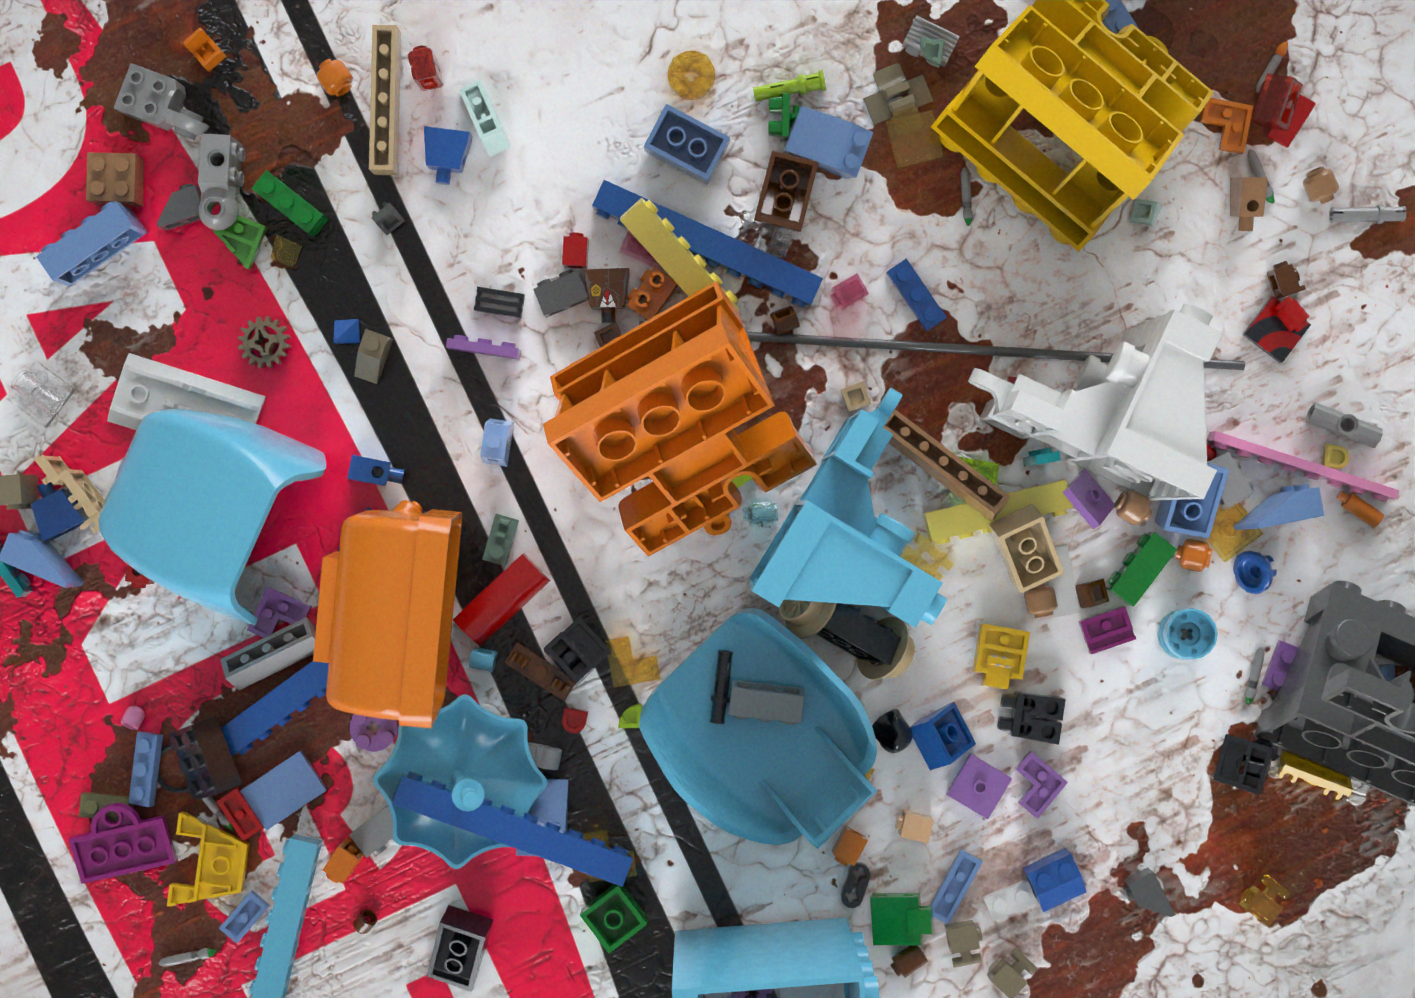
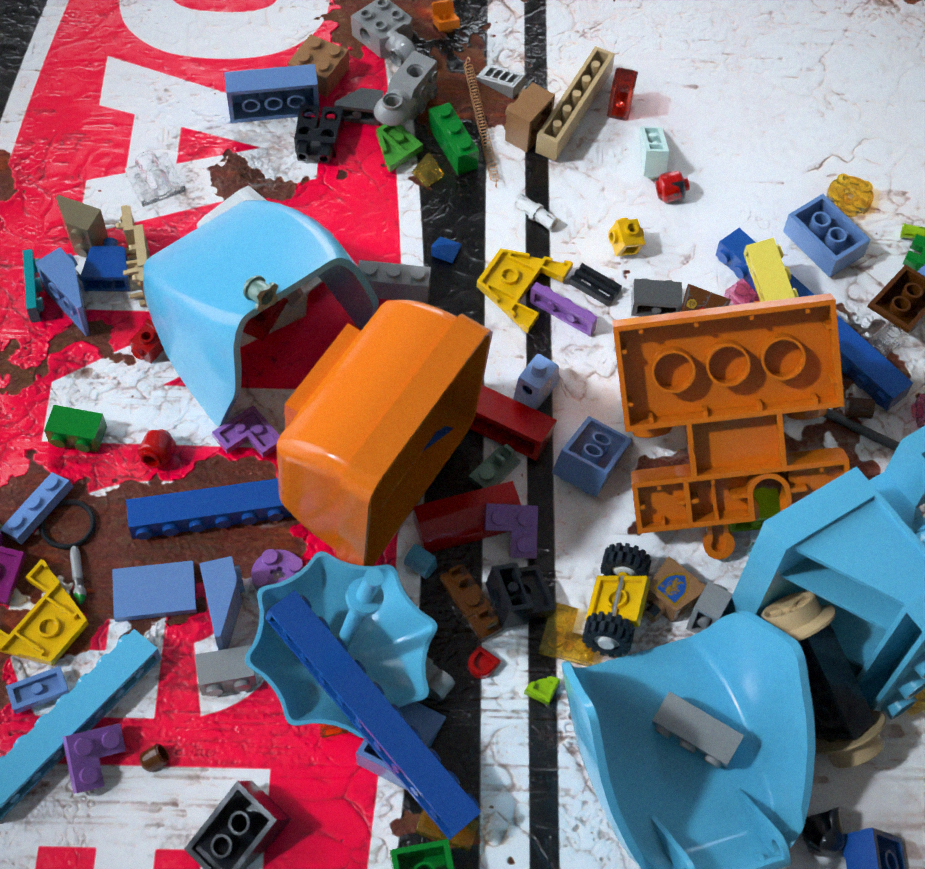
camera: 25 degrees right, 30 degrees down
(130, 684) = (75, 428): none -> green brick
(133, 717) = (58, 459): bright pink piece -> none
(159, 262) = (318, 133): none -> black hips
(205, 758) = (101, 516): black brick -> none
(209, 668) = (156, 448): none -> red head
(231, 564) = (260, 292): none -> sand green brick
(240, 814) = (98, 590): red plate -> none
(262, 332) = (370, 223): dark tan gear -> none
(270, 654) = (223, 460): light grey brick -> none
(306, 160) = (475, 113): none -> light nougat piece
(311, 947) = (84, 752): none -> medium lavender plate
(317, 102) = (512, 82): none -> light grey slope
(319, 397) = (397, 280): none -> light grey brick
(334, 77) = (541, 72): orange head -> none
(343, 779) = (223, 588): none -> medium blue slope
(343, 861) = (174, 677): orange brick -> none
(349, 145) = (528, 116): none -> medium nougat brick
(372, 356) = (460, 271): dark tan slope -> none
(387, 218) = (531, 182): dark grey tile -> none
(408, 248) = (536, 212): none -> white pin
(420, 337) = (511, 276): none -> yellow wing
(446, 151) = (608, 158): blue torso -> none
(483, 490) = (512, 423): none -> red brick
(512, 237) = (626, 237): none -> yellow brick
(521, 155) = (672, 186): none -> red head
(544, 587) = (520, 521): none -> medium lavender plate
(570, 499) = (591, 456): none -> medium blue slope
(575, 251) = (686, 270): red brick -> none
(657, 621) = (617, 600): none -> plate
(697, 585) = (672, 592): none -> medium nougat torso
(720, 695) = (649, 704): black pin -> none
(734, 592) = (709, 607): none -> light grey brick

